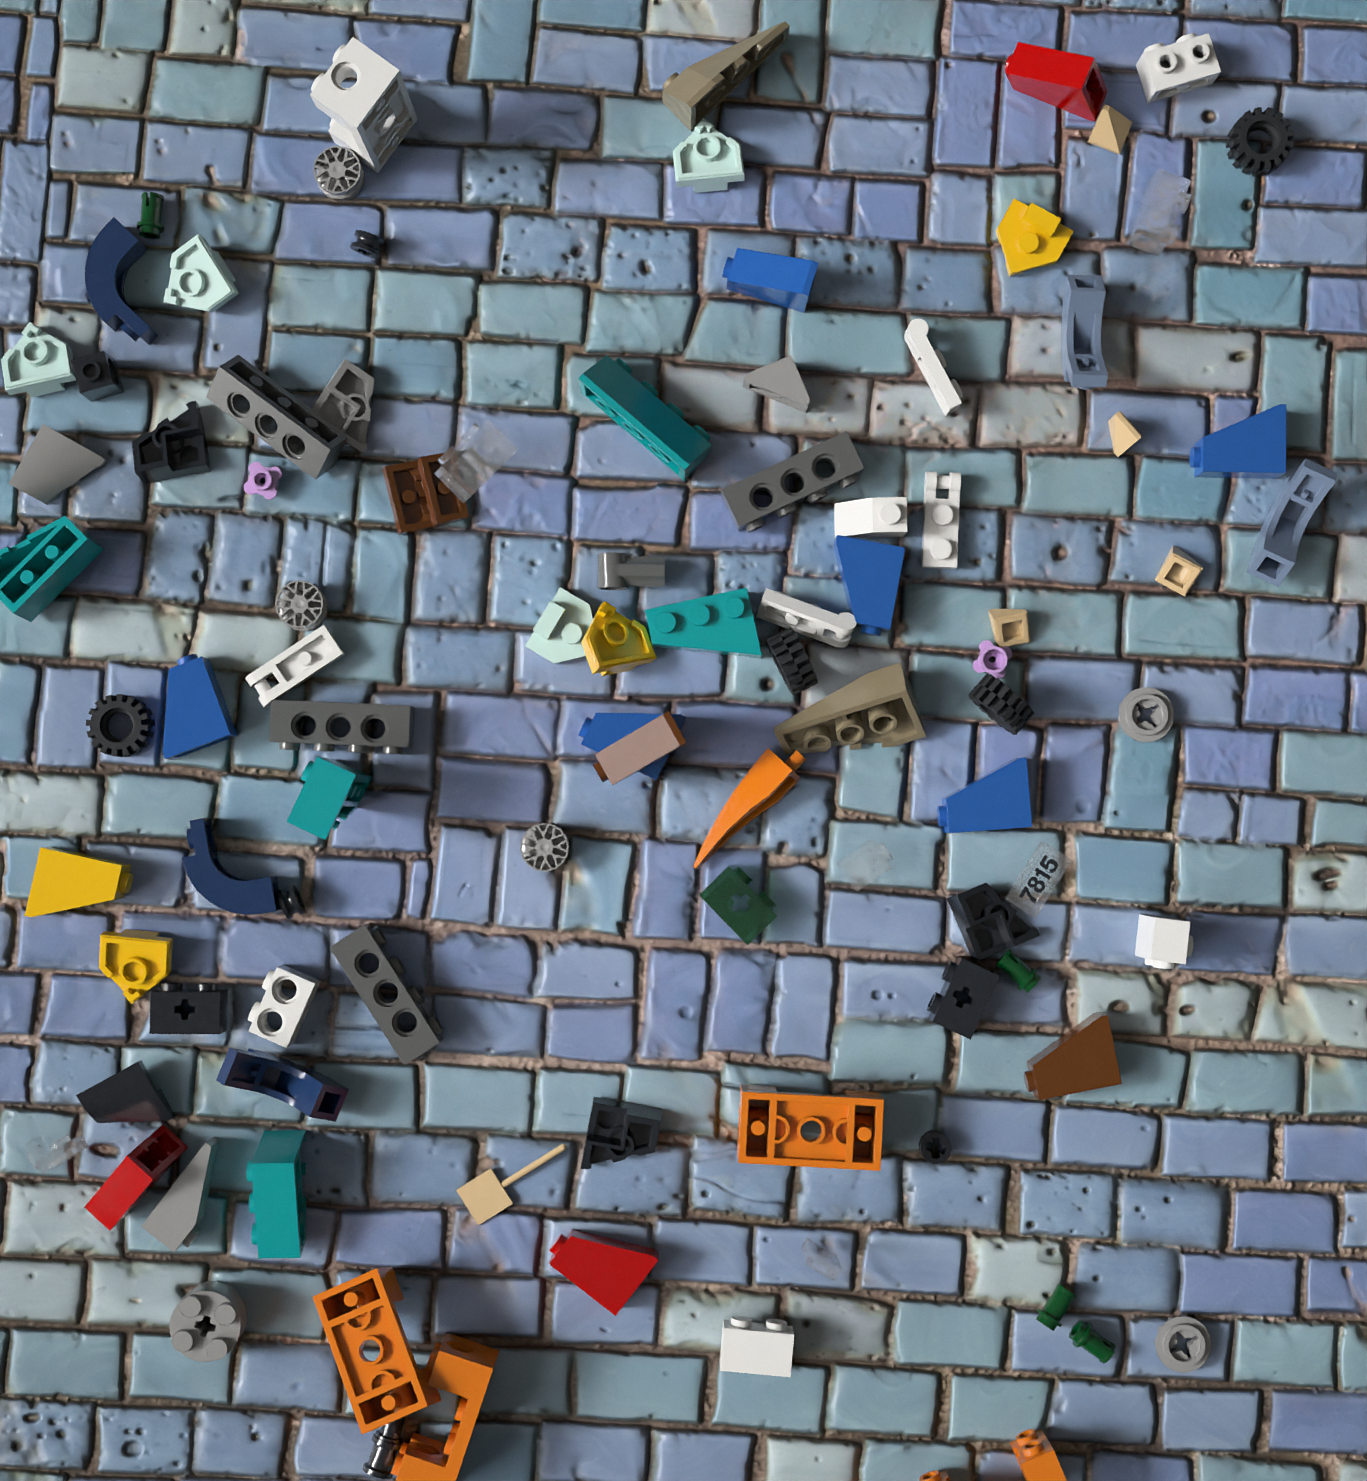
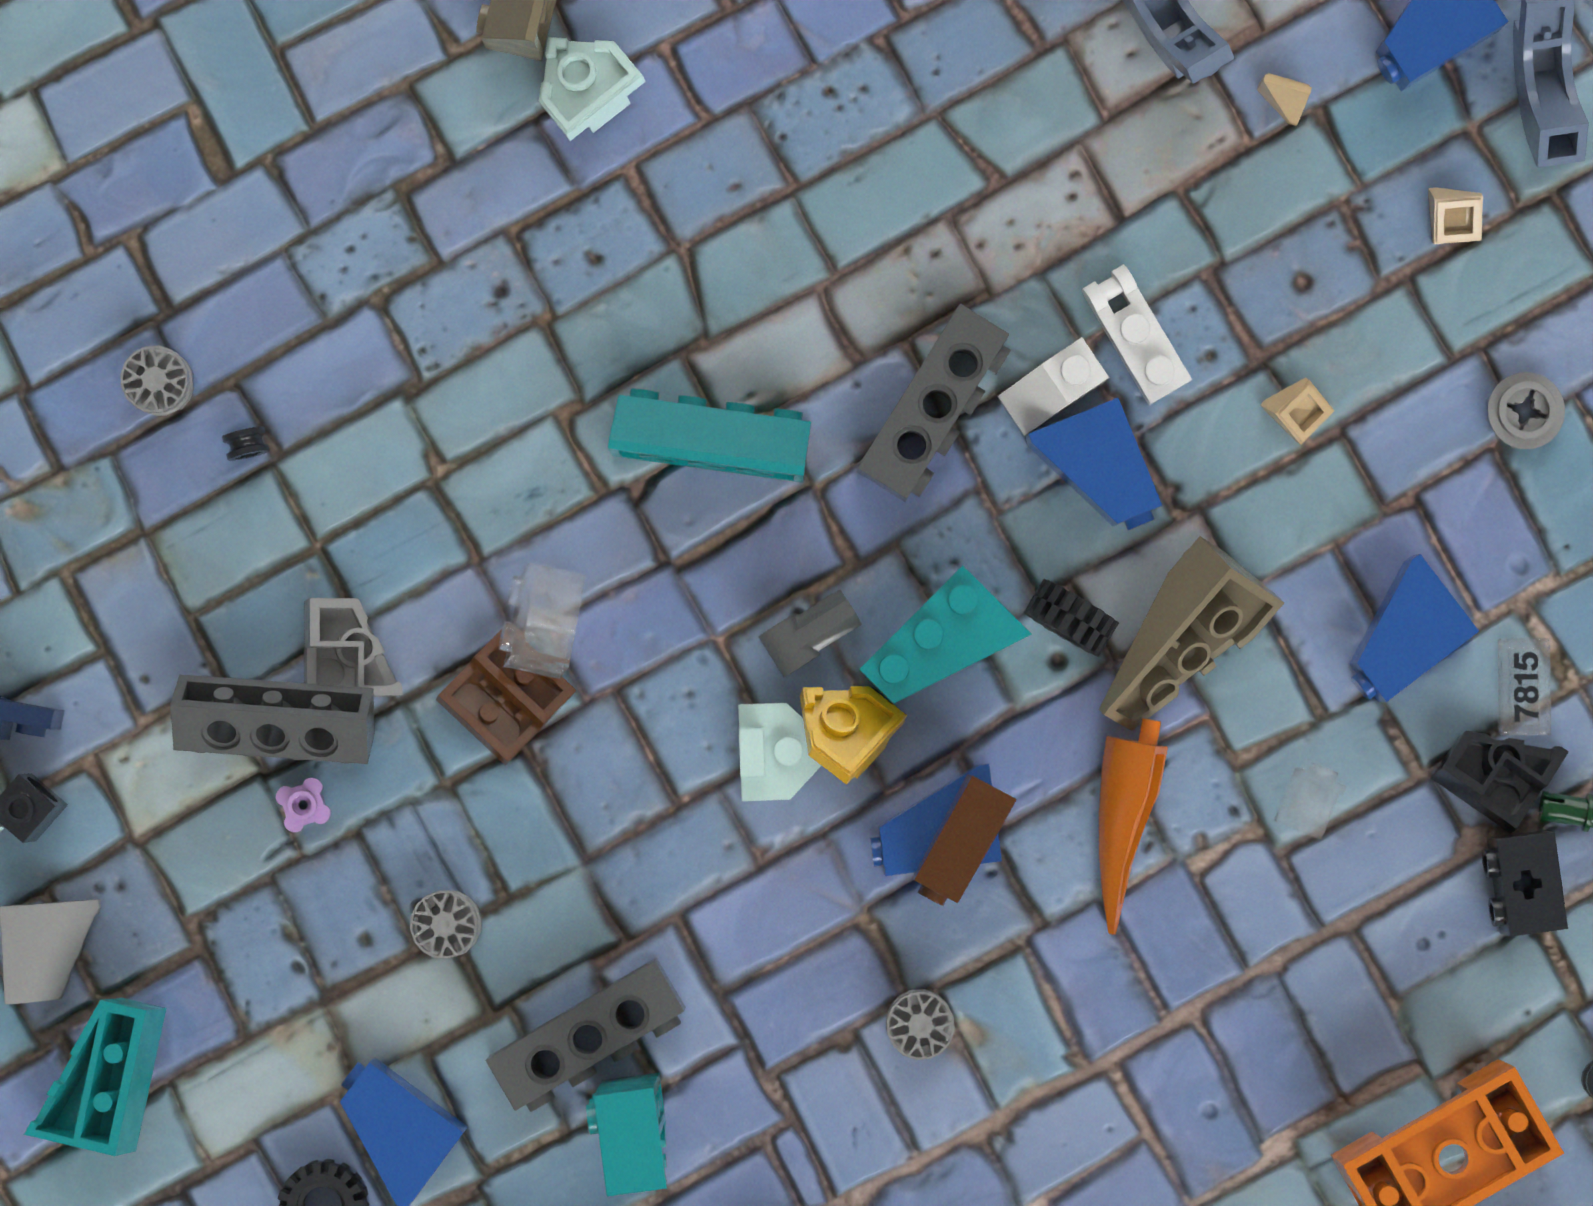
camera: 30 degrees left, 0 degrees up
(172, 448) = (170, 834): black slope -> none
(199, 277) = (71, 611): light aqua plate -> none
(295, 665) = (484, 999): white plate -> none
(373, 112) = (158, 282): white plate -> none
(746, 923) = (1215, 962): clear green brick -> none
(771, 277) = (753, 177): blue slope -> none
(779, 382) = (844, 294): light grey slope -> none
(806, 618) = (1054, 554): white plate -> none
(932, 366) = (1010, 159): white plate -> none
(1001, 655) = (1315, 468): lavender plate -> none
(1001, 704) = (1349, 509): black tyre -> none

